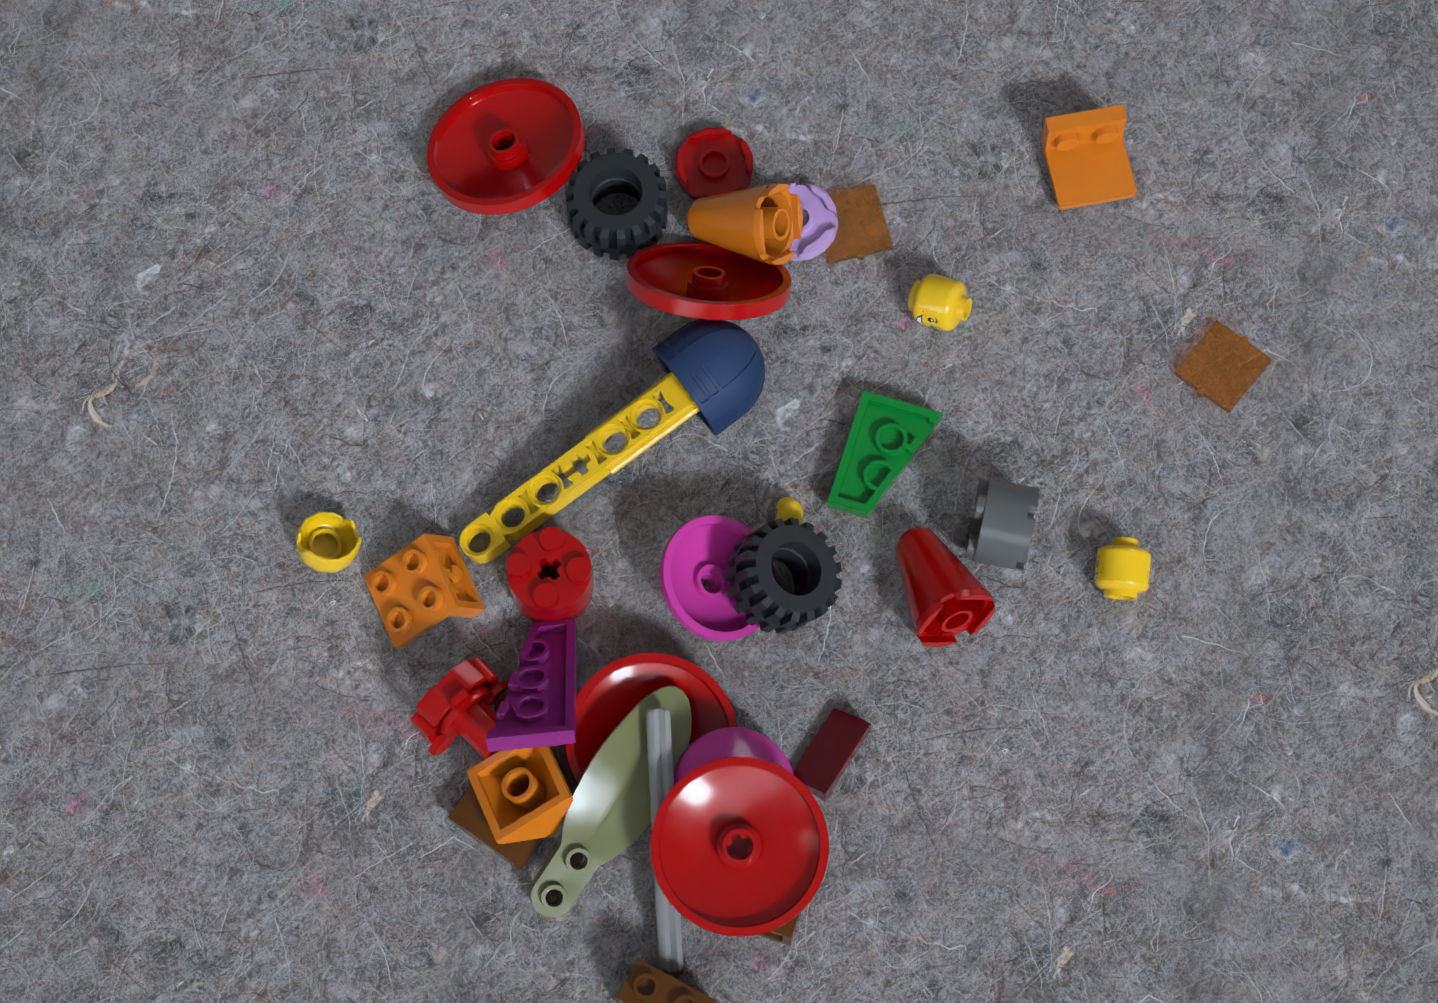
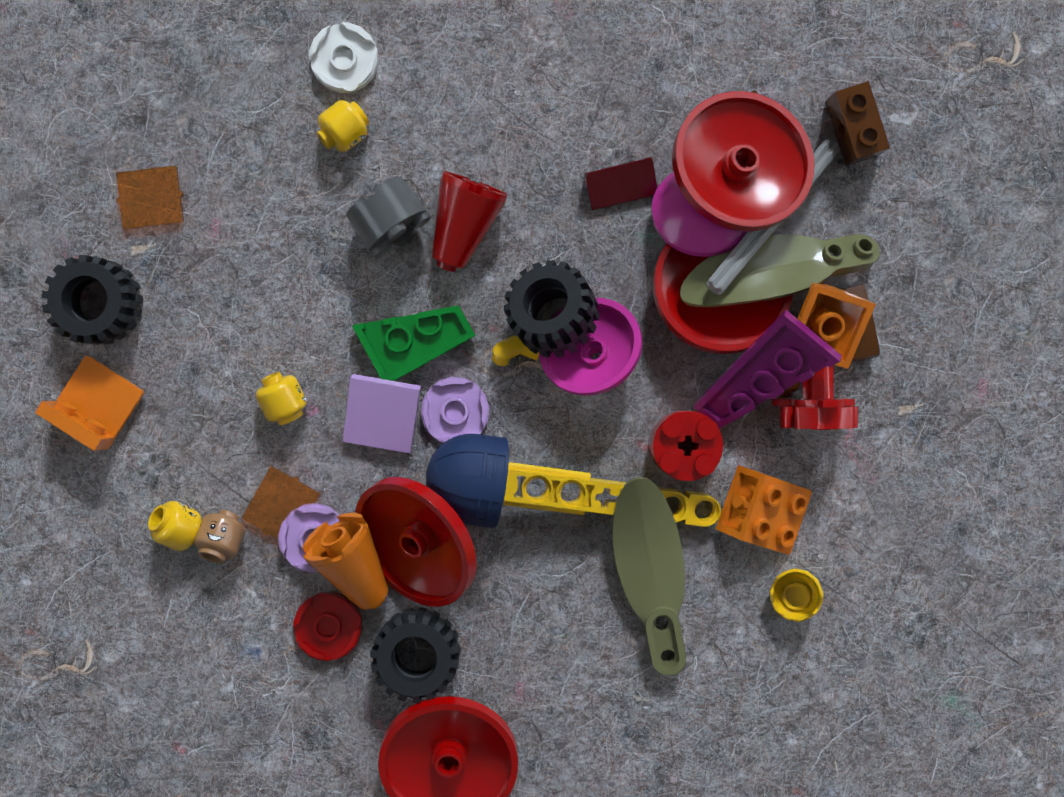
camera: 140 degrees left, 20 degrees up
(478, 447) = (651, 568): none -> olive plant
(782, 430) = (454, 409): none -> lavender tile
(842, 366) = (381, 413): none -> lavender tile
(876, 151) = (219, 536): none -> medium nougat head
(920, 126) = (174, 525): none -> yellow head
(1182, 208) = (65, 294): none -> black tyre
(1185, 634) = (344, 57): none -> white tile

